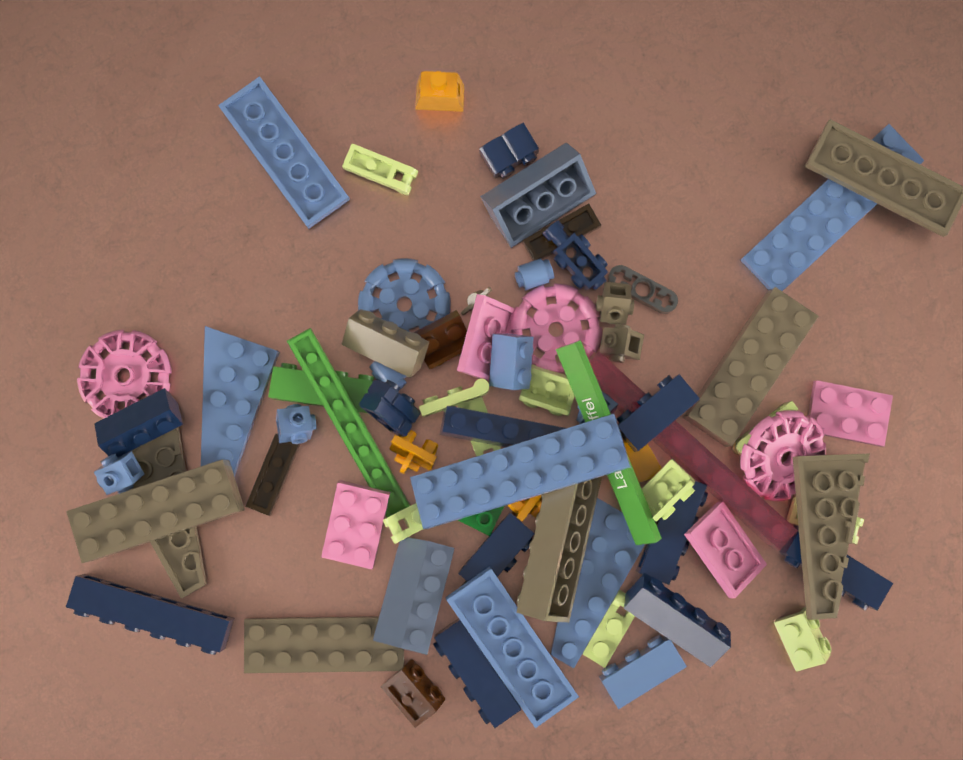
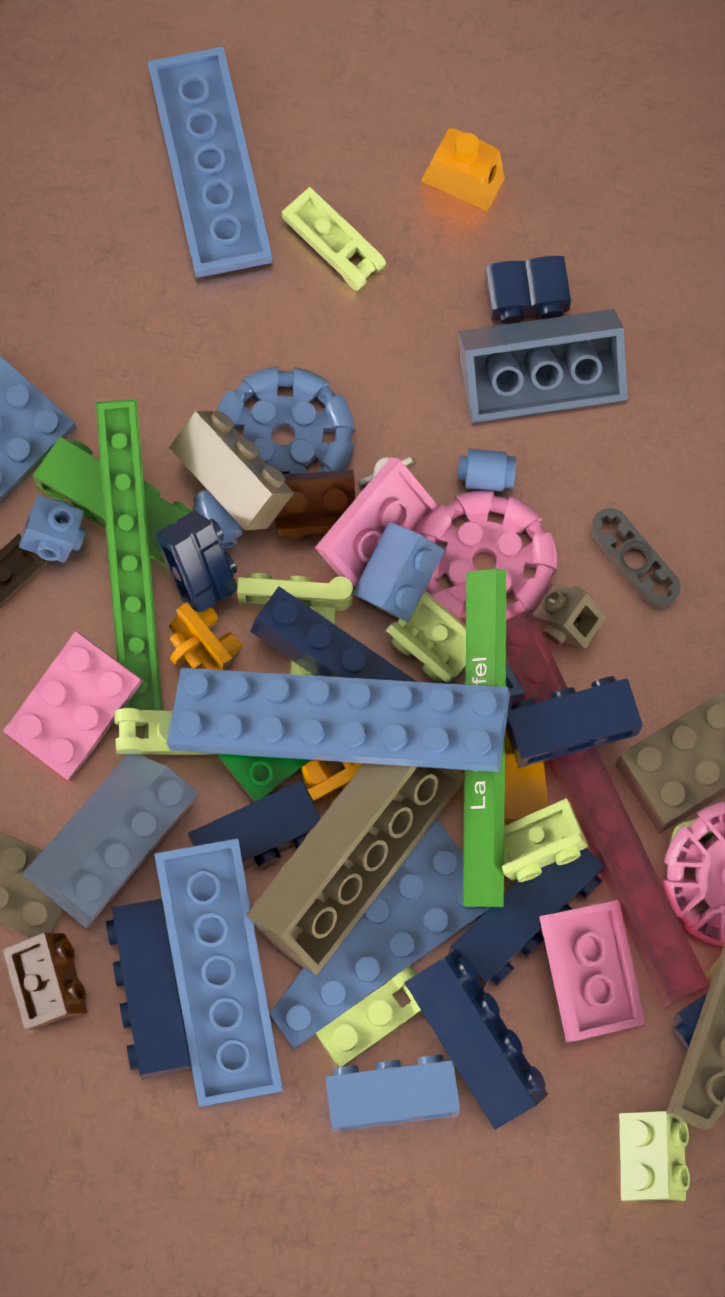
camera: 25 degrees right, 10 degrees down
(579, 222) = (554, 432): dark brown tile -> none
(582, 257) = (566, 479): dark blue brick -> none
(615, 303) = (585, 557): dark tan brick -> none

